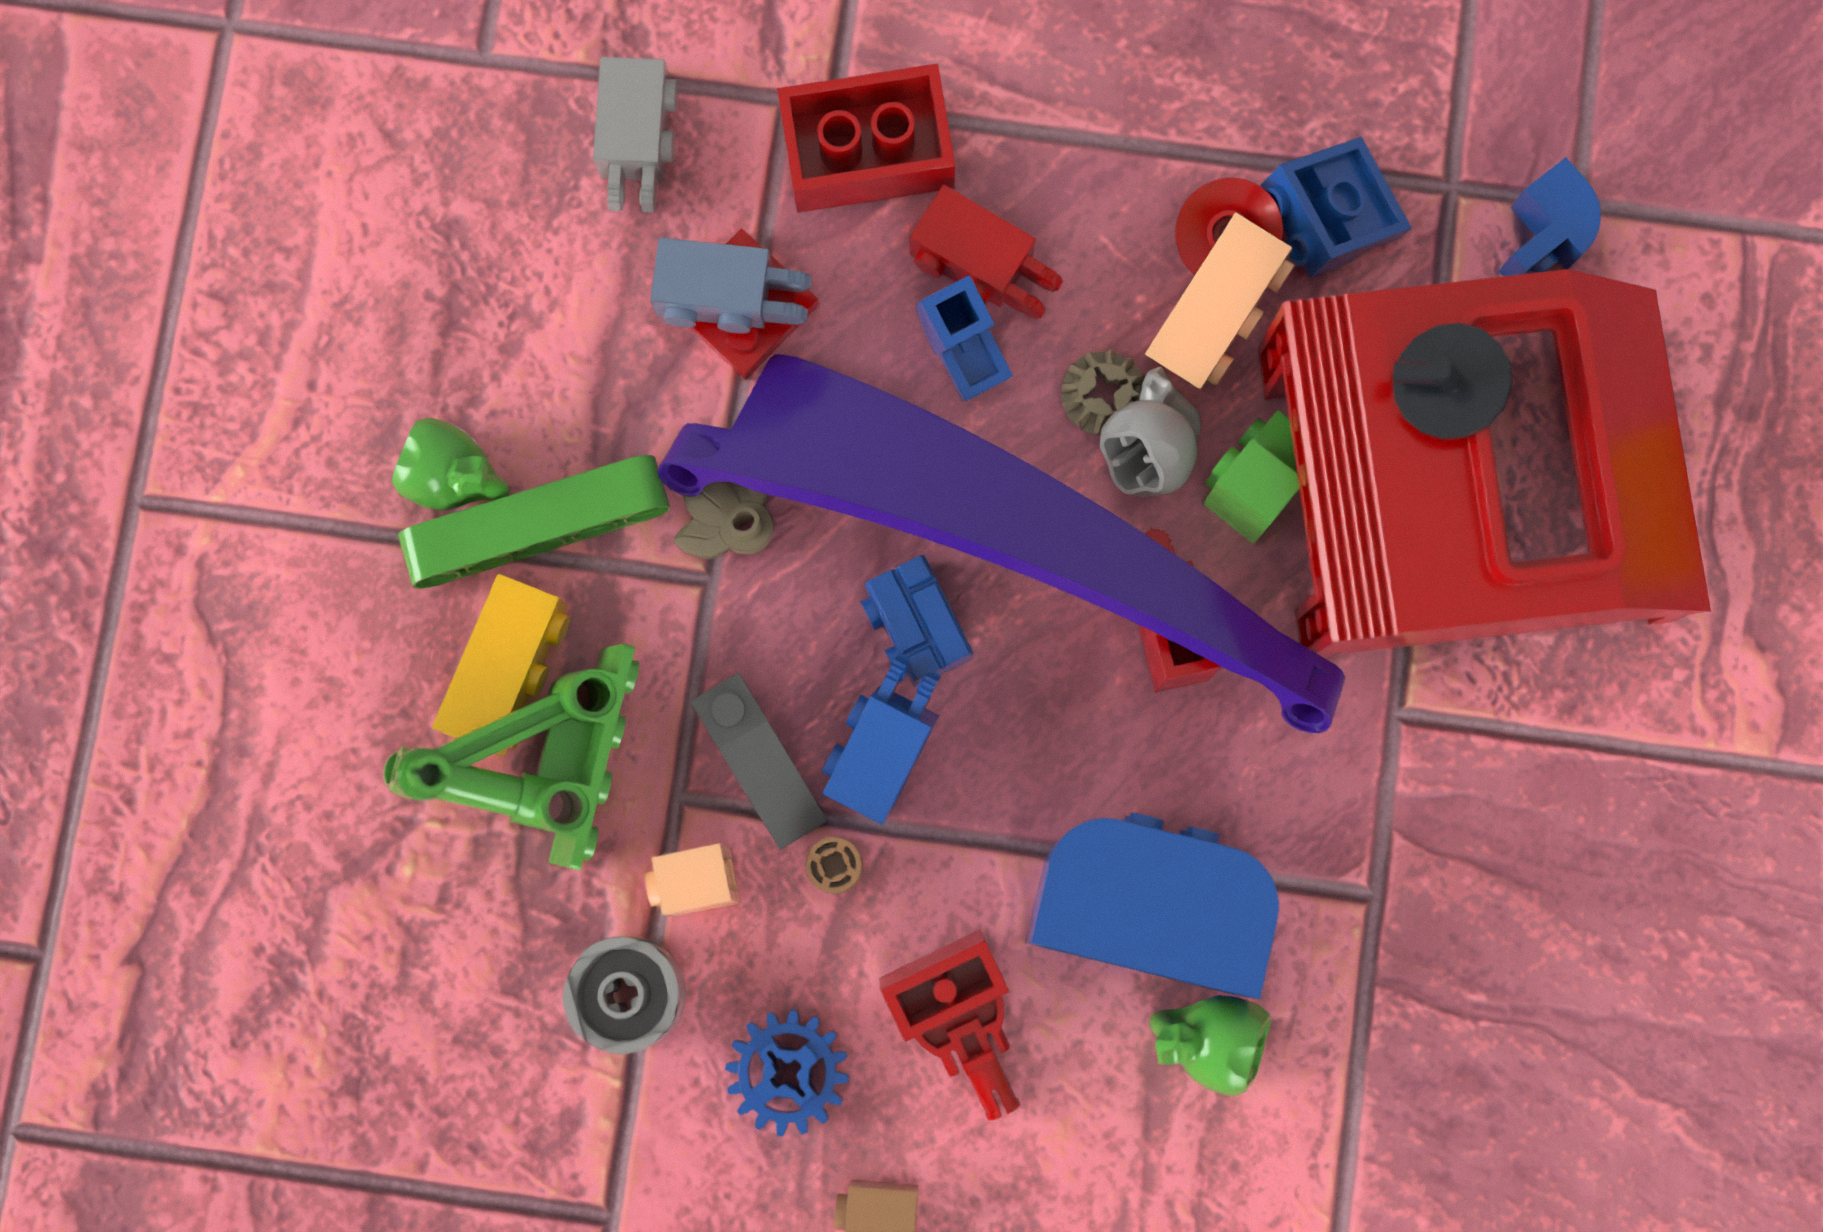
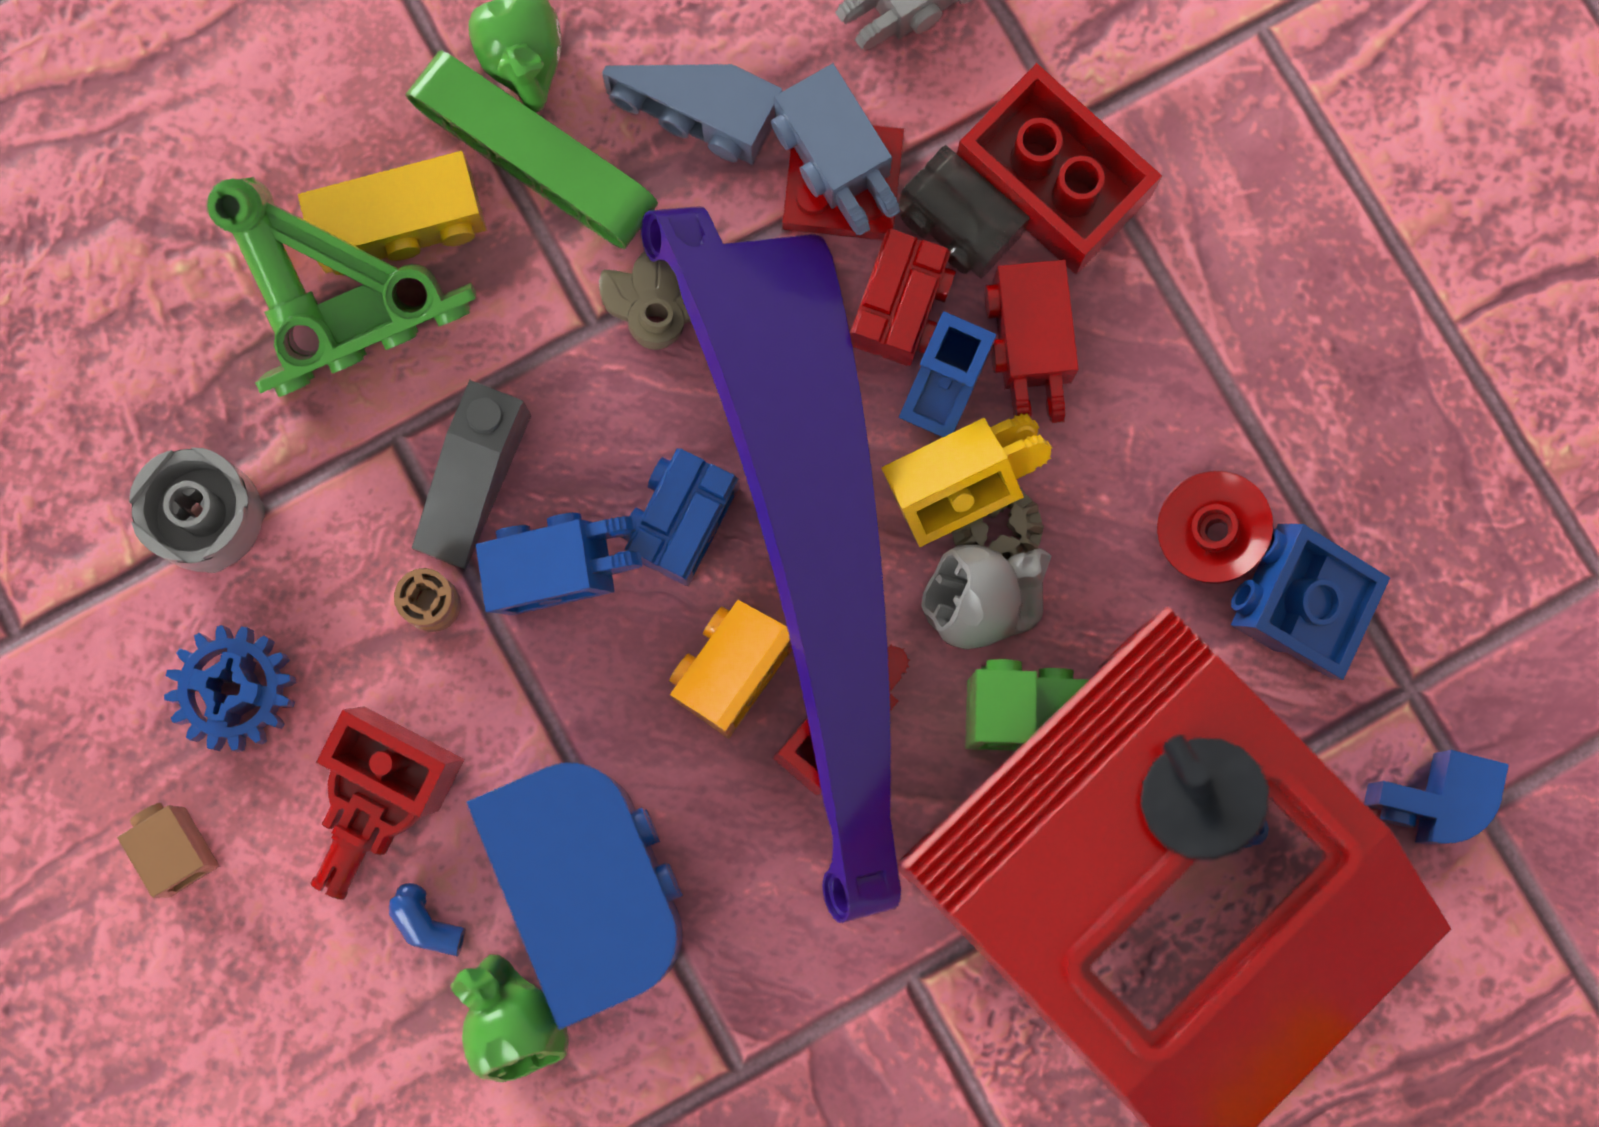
camera: 50 degrees right, 0 degrees up
(606, 357) = (707, 101): none -> sand blue slope
(692, 880) = (325, 494): light nougat brick -> none
(844, 234) = (961, 213): none -> clear smoke brick
(873, 328) = (900, 297): none -> red brick
(1051, 384) = (965, 475): none -> yellow hinge
(1067, 668) = (732, 667): none -> light orange slope
(1083, 1060) = (417, 926): none -> blue arm
(1221, 302) = (1144, 564): light nougat brick -> none

